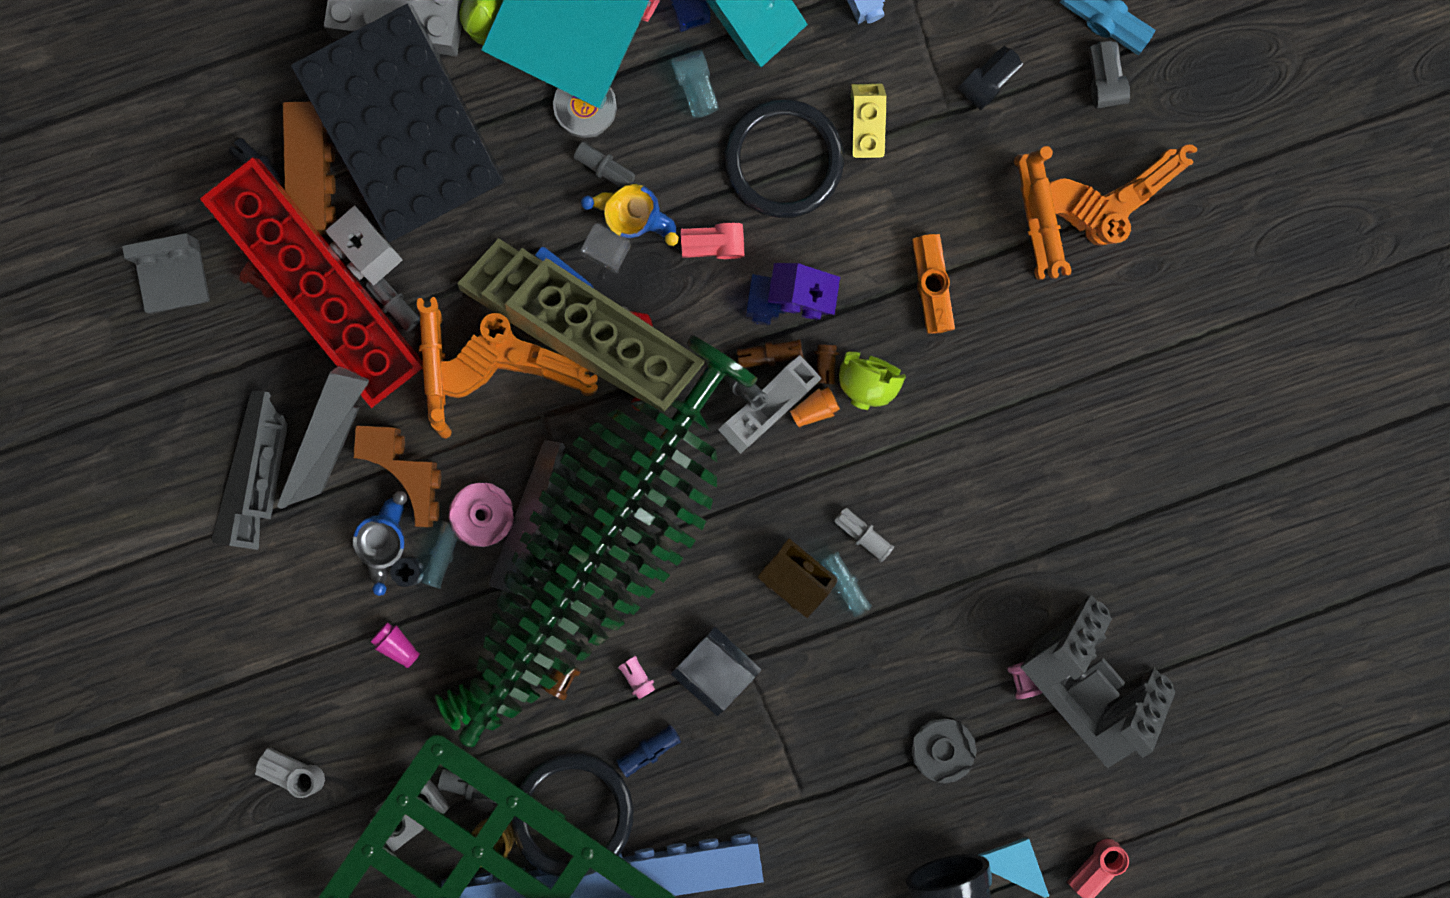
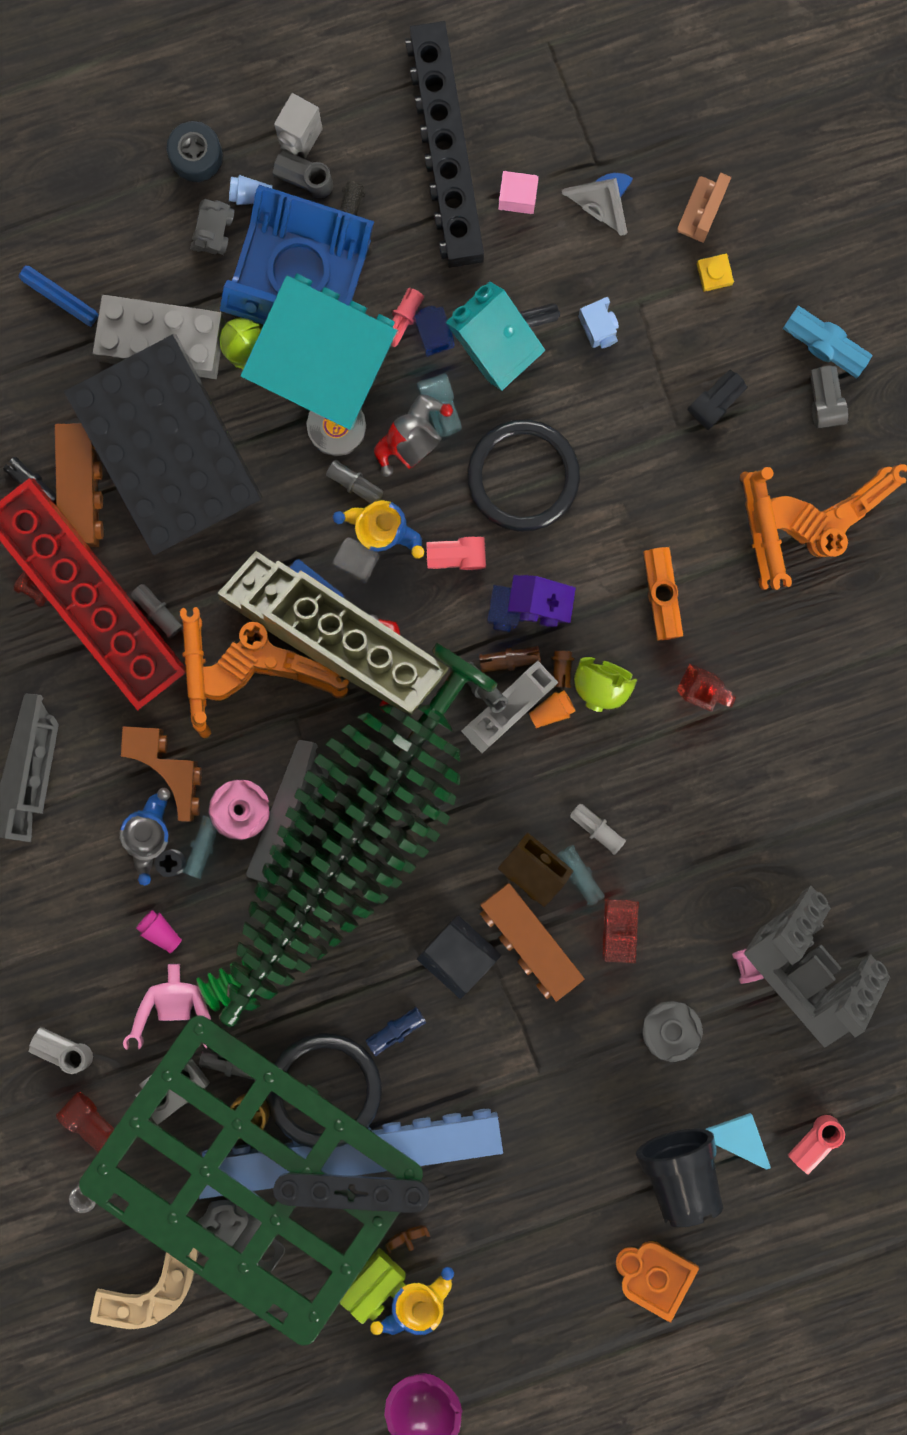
camera: 10 degrees right, 0 degrees up
(312, 844) = (81, 1117): none -> clear red piece
(324, 436) = (93, 737): dark grey wedge -> none
(363, 245) = (129, 557): light grey brick -> none
(409, 721) = (171, 1001): none -> bright pink piece
(564, 682) = (317, 965): reddish brown bush -> none
(637, 678) = (385, 963): bright pink pin -> none
(664, 114) = (411, 435): none -> flat silver piece
(794, 655) = (531, 941): none -> dark orange brick
(868, 120) = (602, 439): light yellow bracket -> none
(888, 643) = (620, 930): none -> clear red brick
(977, 385) = (704, 689): none -> clear red brick

